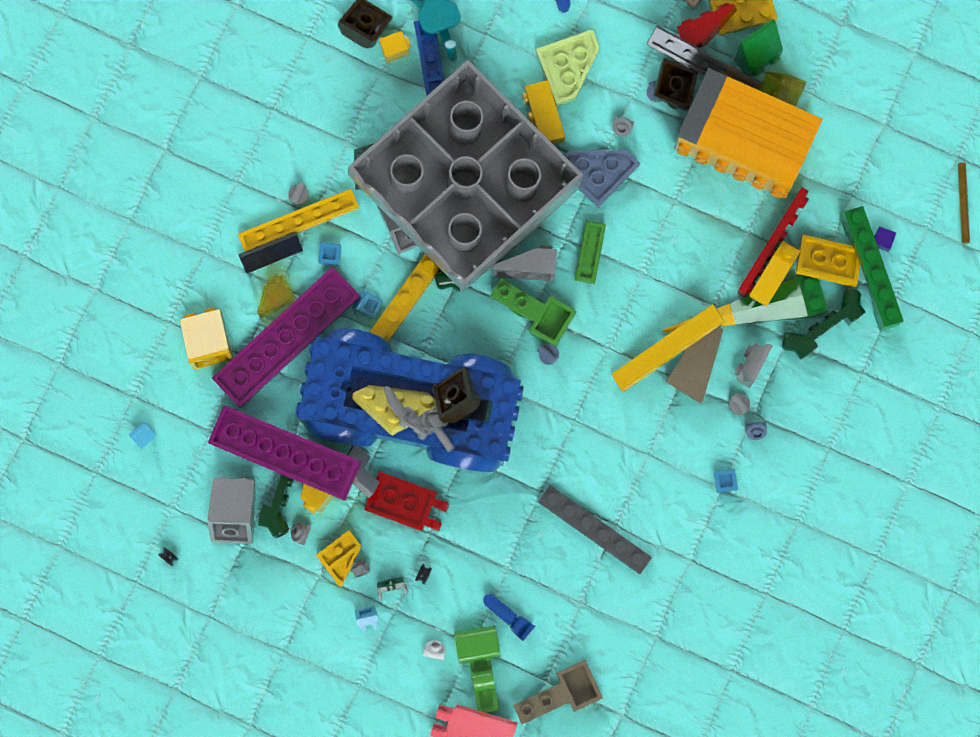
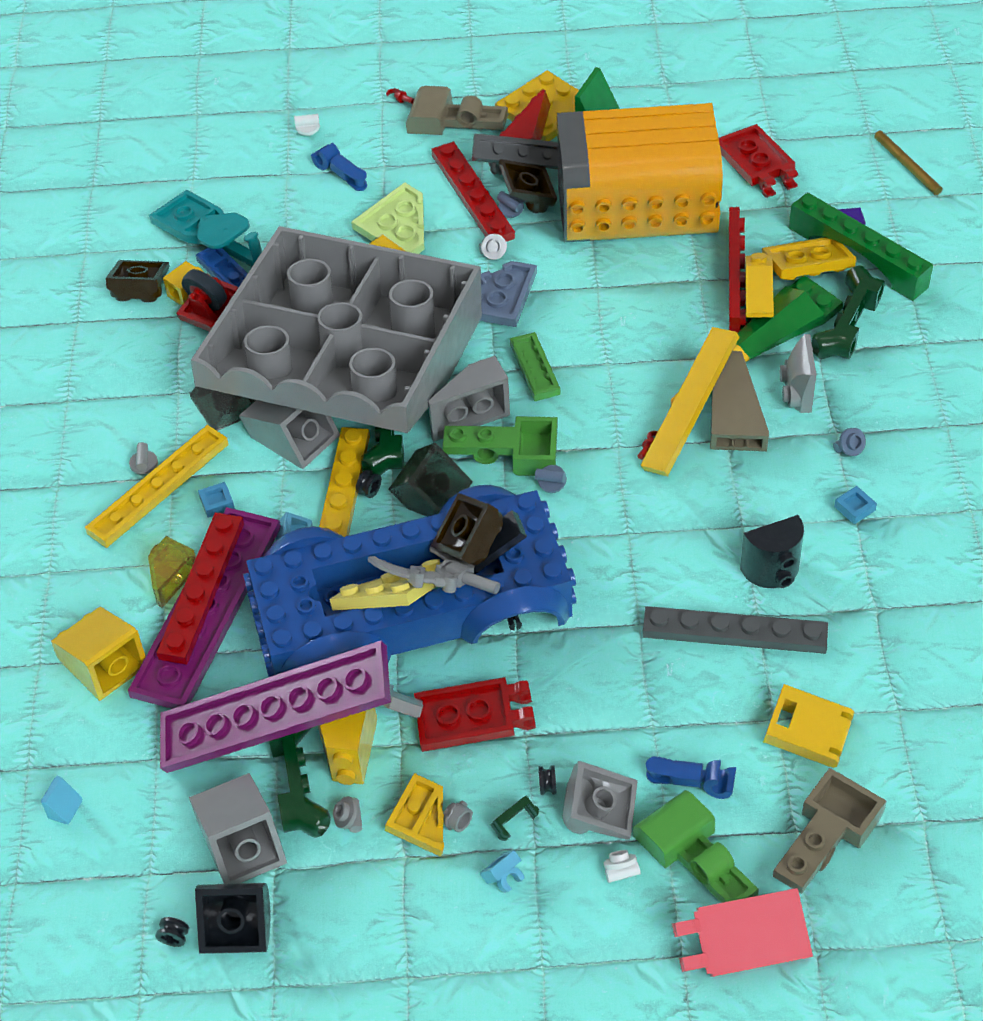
camera: 25 degrees left, 30 degrees down
(203, 569) = (233, 917): none -> black brick
(270, 252) = (138, 529): black tile -> none
(287, 325) = (200, 589): none -> red plate
(402, 78) = (206, 299): none -> plate
(431, 294) = (368, 483): none -> black bush
(444, 606) = (599, 801): none -> light grey slope
(469, 317) = (429, 481): none -> clear smoke slope
(598, 624) = (816, 727): none -> yellow container
(626, 359) = (646, 444): none -> red hand
(637, 61) = (472, 191): none -> red plate
(647, 497) = (773, 553): none -> black brick
(739, 404) = (812, 427): light grey plate -> none
(858, 140) = (758, 159): none -> red tile

